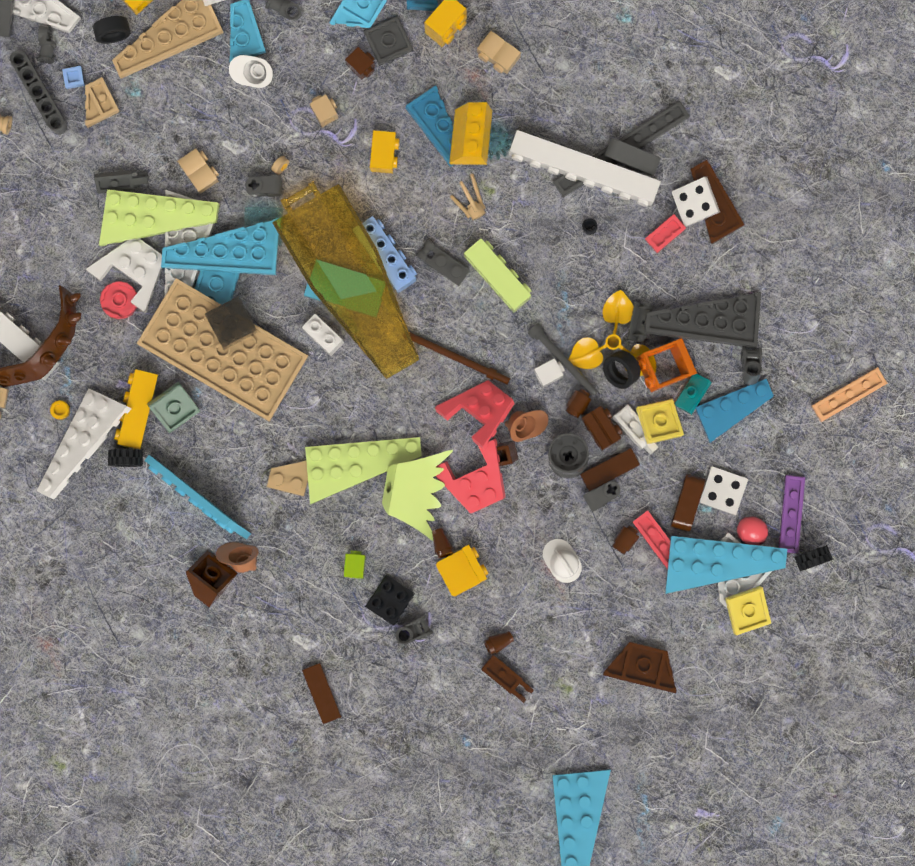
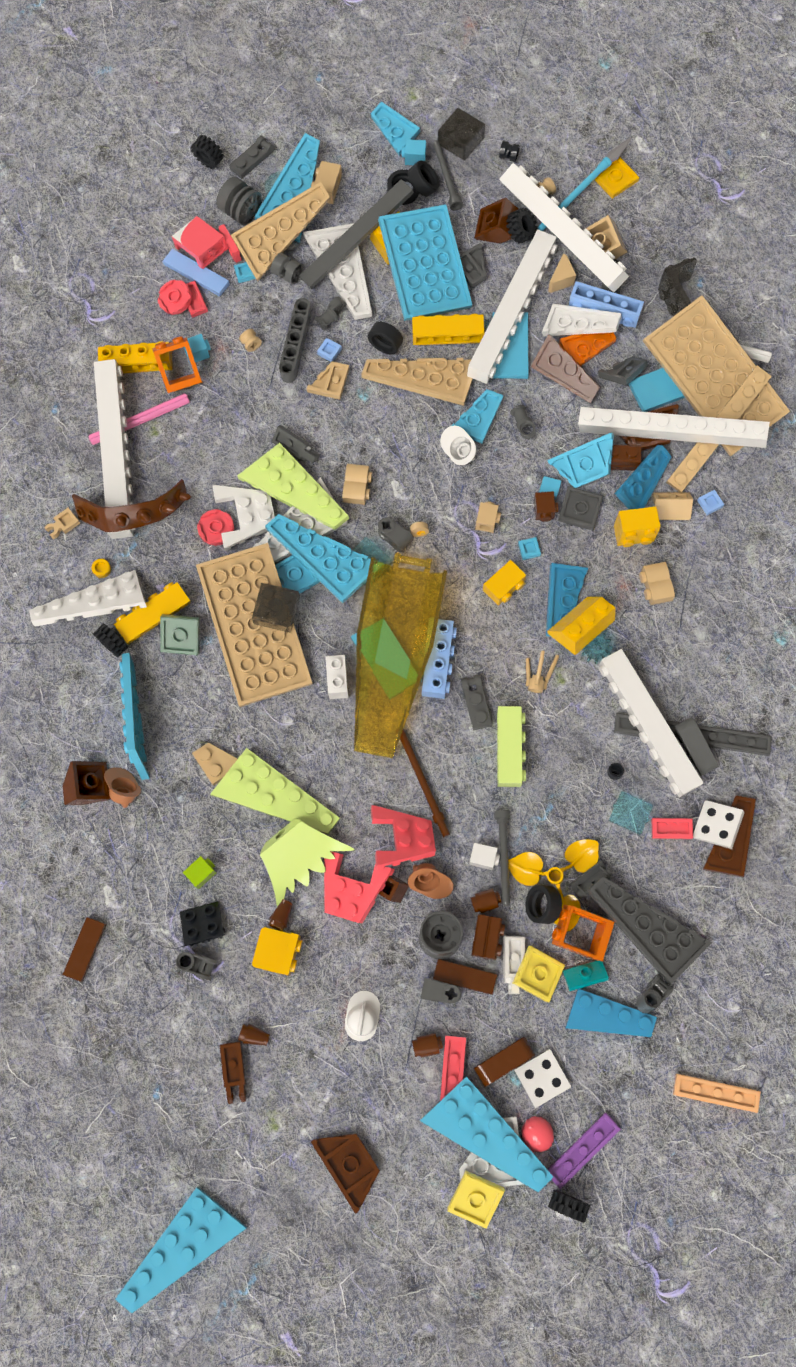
camera: 40 degrees right, 10 degrees down
(349, 43) = (549, 485): none -> medium azure tile
(377, 107) = (529, 548): none -> medium azure tile
(626, 247) = (630, 813): none -> clear light blue piece

